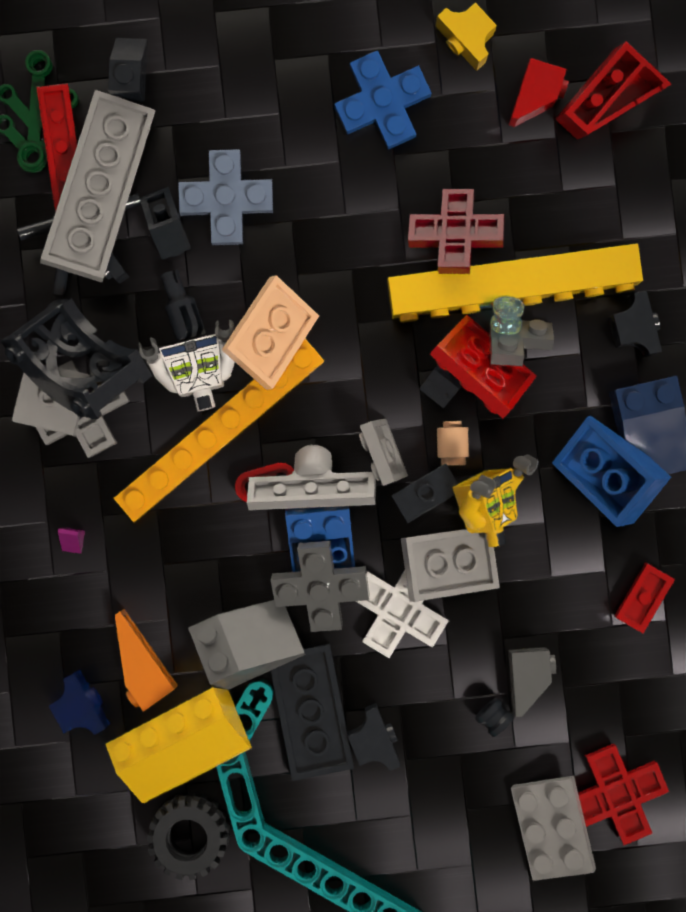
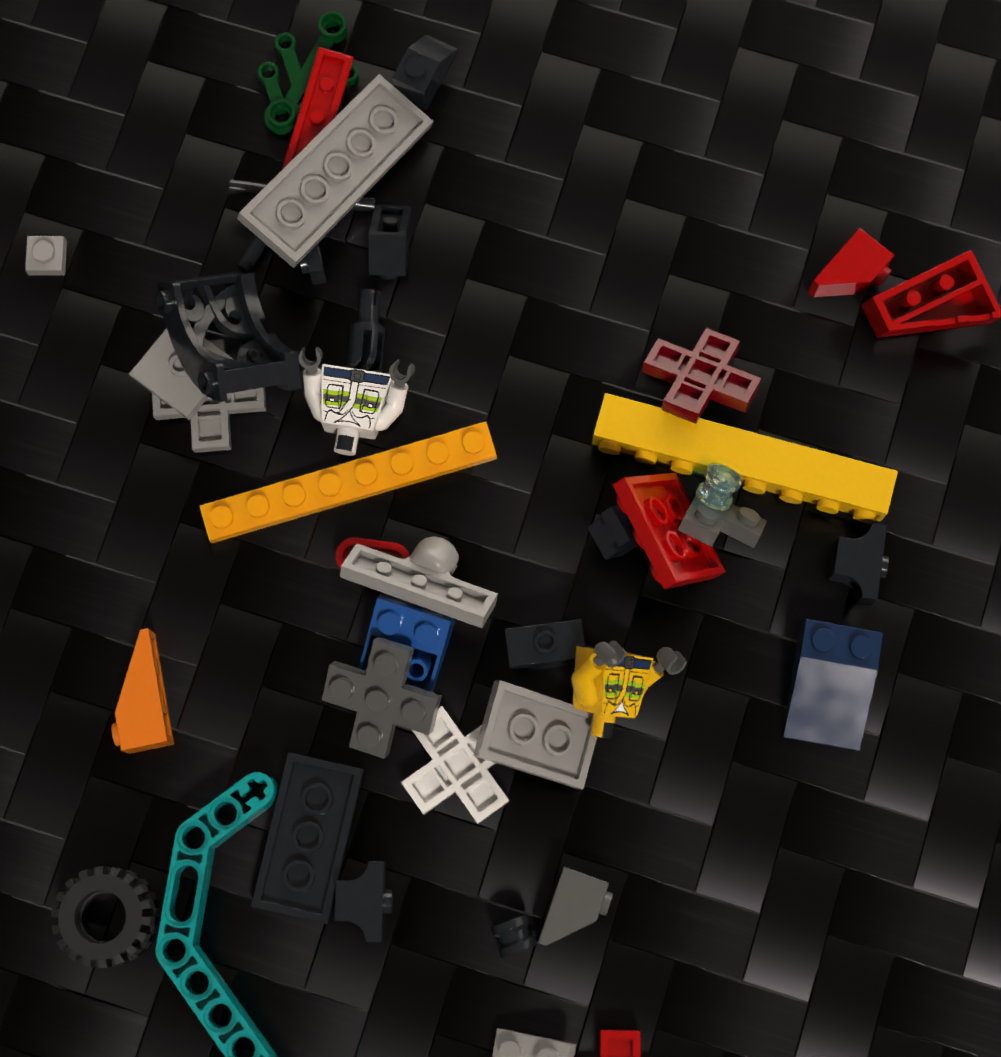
camera: 25 degrees right, 10 degrees down
(71, 540) = (132, 530): magenta piece -> none
(79, 706) = (54, 716): clear blue brick -> none
(179, 744) = (143, 804): yellow slope -> none
(225, 197) = (467, 241): sand blue plate -> none
(245, 643) = (268, 726): dark grey slope -> none
(270, 332) = (450, 397): light nougat plate -> none
(382, 100) = (681, 210): blue plate -> none
(386, 458) = (518, 577): light grey plate -> none
(452, 443) = (599, 605): light nougat brick -> none
(467, 33) = (802, 177): yellow brick -> none
(611, 472) = (764, 711): blue slope -> none
(644, 598) = (744, 873): red plate -> none

